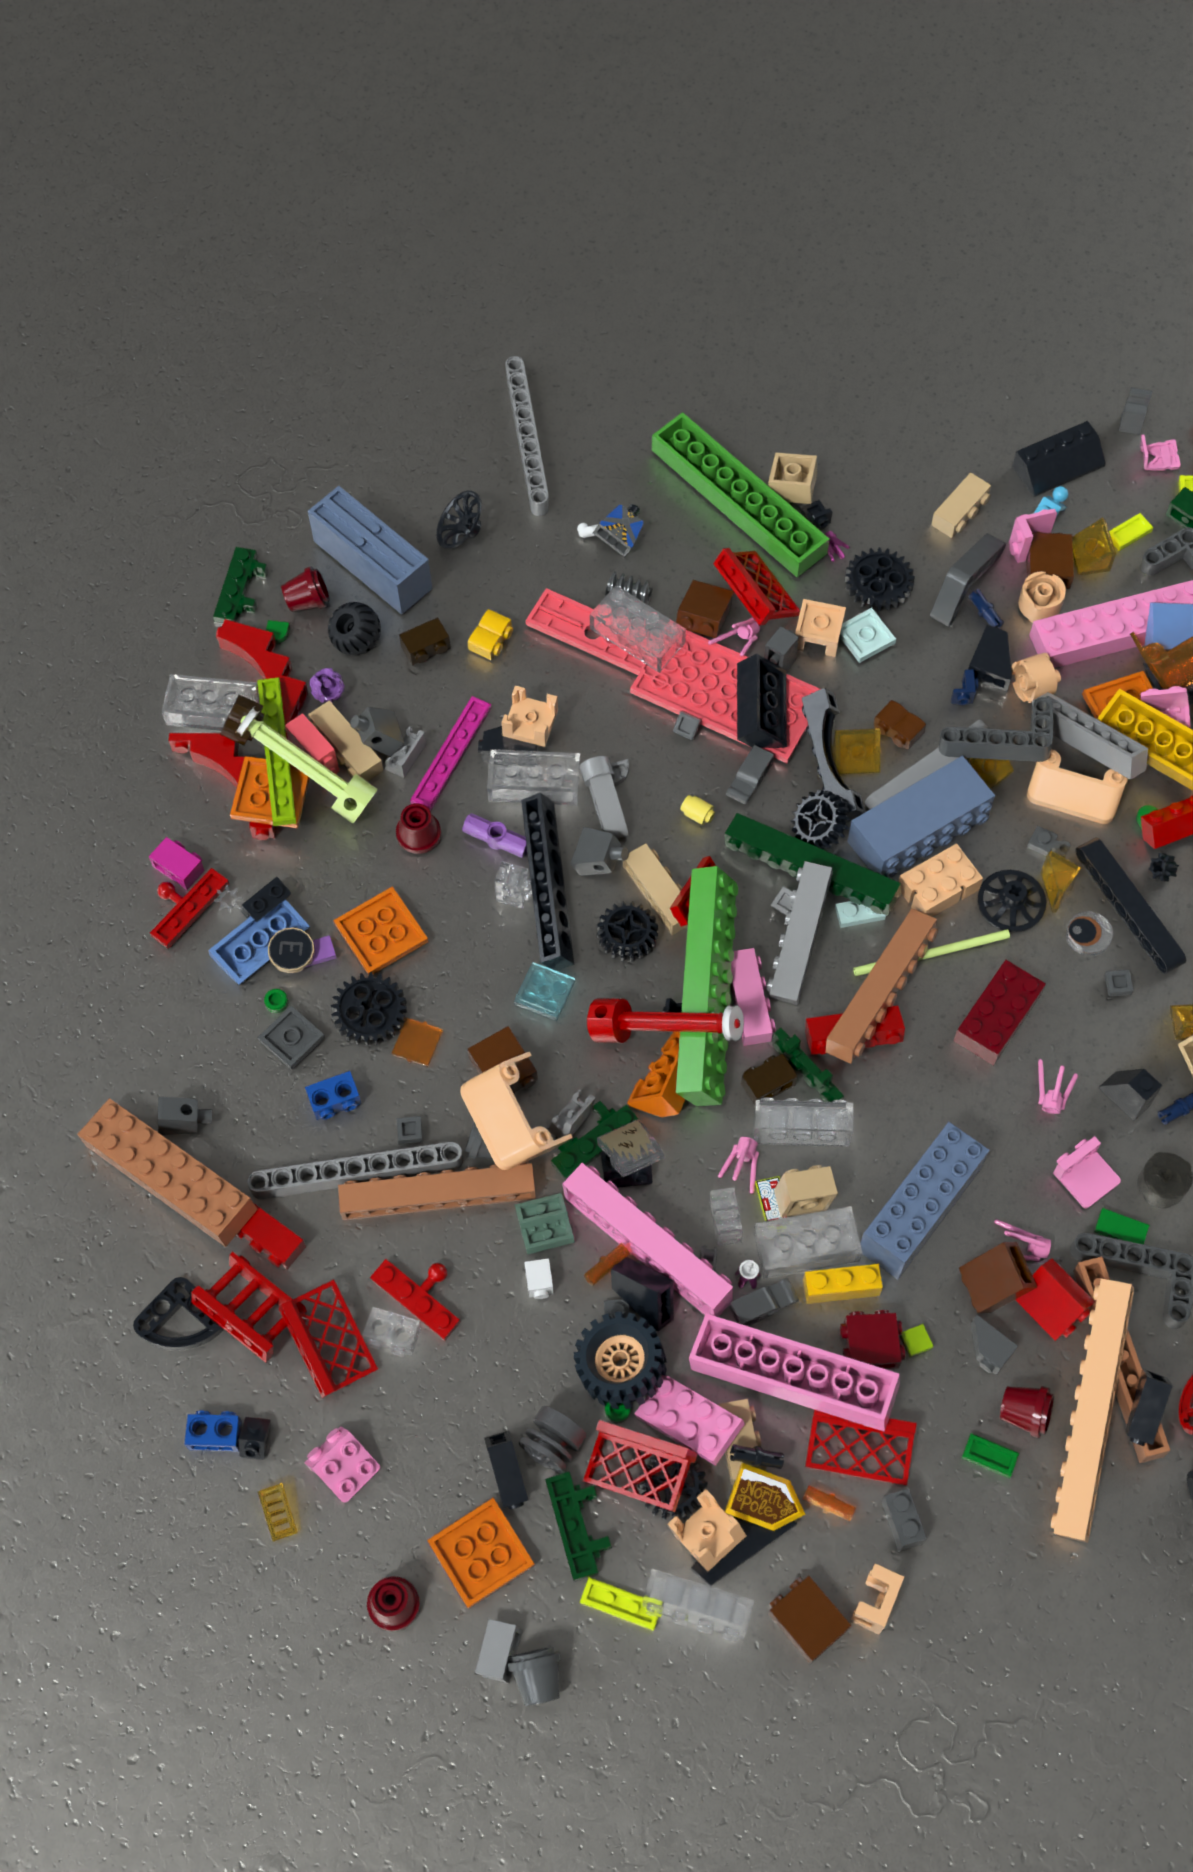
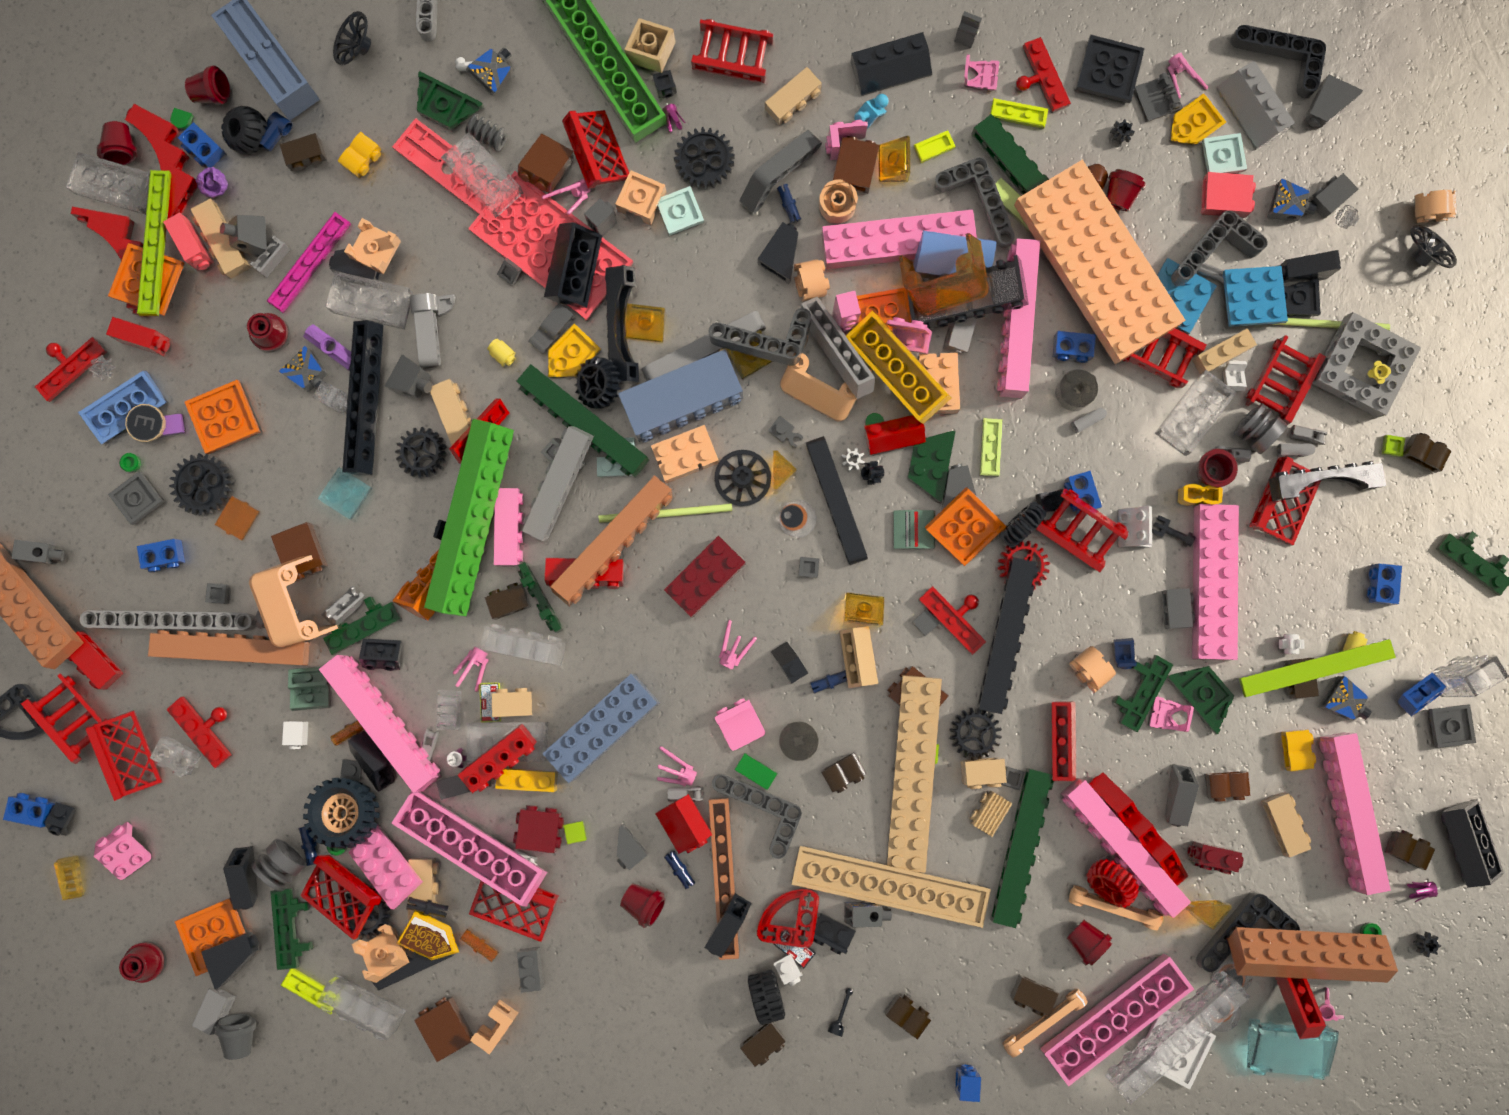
camera: 10 degrees right, 20 degrees up
(177, 863) = (65, 327): dark pink brick -> none
(210, 660) = (116, 143): none -> dark red piece
(232, 596) = (148, 76): dark green hinge -> none
(240, 708) = (129, 210): dark brown brick -> none
(265, 900) = (131, 375): black bracket -> none
(269, 856) = (138, 336): none -> red brick
(309, 649) = (202, 144): none -> blue brick
(351, 796) = (213, 294): yellowish green piece -> none
(390, 621) = (276, 128): none -> dark blue piece
(470, 865) = (304, 370): none -> torso
(511, 1568) = (228, 957): none -> black slope
(574, 570) = (444, 103): none -> dark green wing
(582, 1413) = (308, 845): none -> dark blue pin
(612, 1021) = (393, 533): red piece -> none
(630, 1148) = (384, 642): slope -> none
(777, 798) = (570, 352): none -> yellow tile
(806, 1252) = (497, 758): none -> red brick
(882, 490) = (720, 65): none -> red fence
(899, 725) = (687, 302): reddish brown brick -> none
(967, 693) = (756, 275): dark blue bracket -> none
(990, 1455) = (609, 930): green tile -> none
(997, 1277) = (644, 800): reddish brown brick -> none
(1060, 1362) = (679, 869): none -> dark blue pin
(1092, 689) = (846, 311): none -> bright pink brick
(1094, 1410) = (689, 916): light nougat brick -> none
(1136, 857) = (851, 464): none -> white gear

